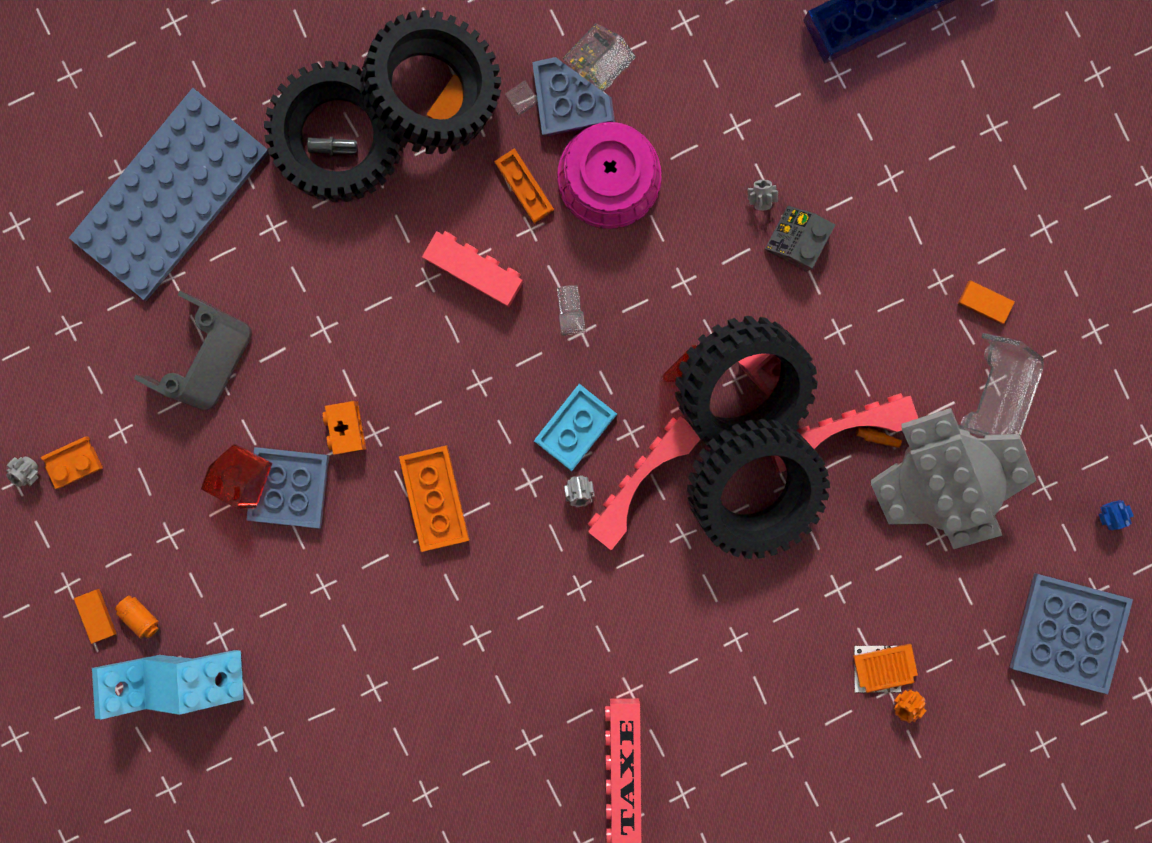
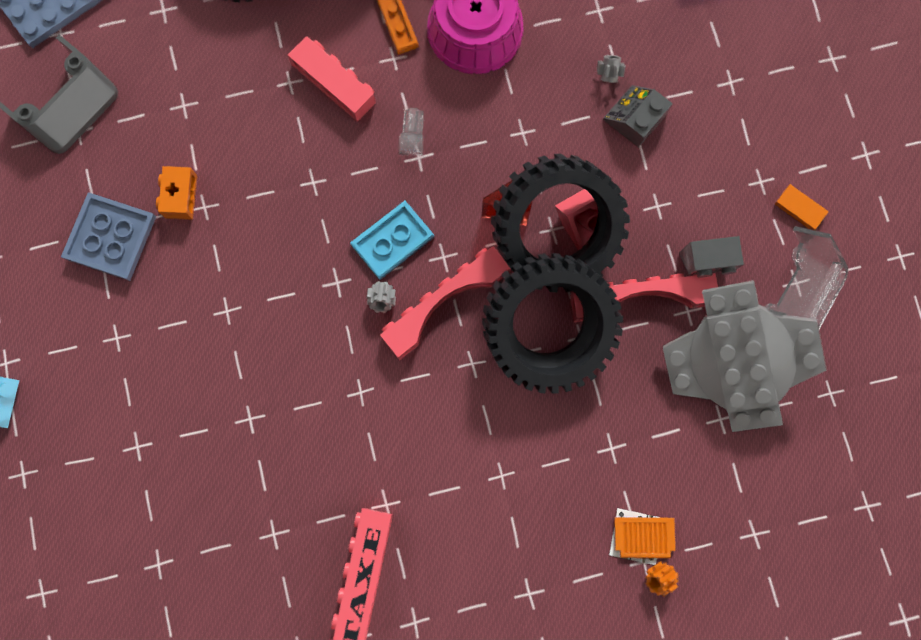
camera: 15 degrees right, 10 degrees down
(237, 477) = (62, 214): clear red slope -> none
(434, 498) = (243, 275): orange plate -> none
(875, 436) = (677, 309): orange animal -> none
(904, 382) = (712, 256): none -> dark grey slope
(1071, 633) = (836, 541): sand blue plate -> none
(1116, 515) = (898, 431): blue gear -> none

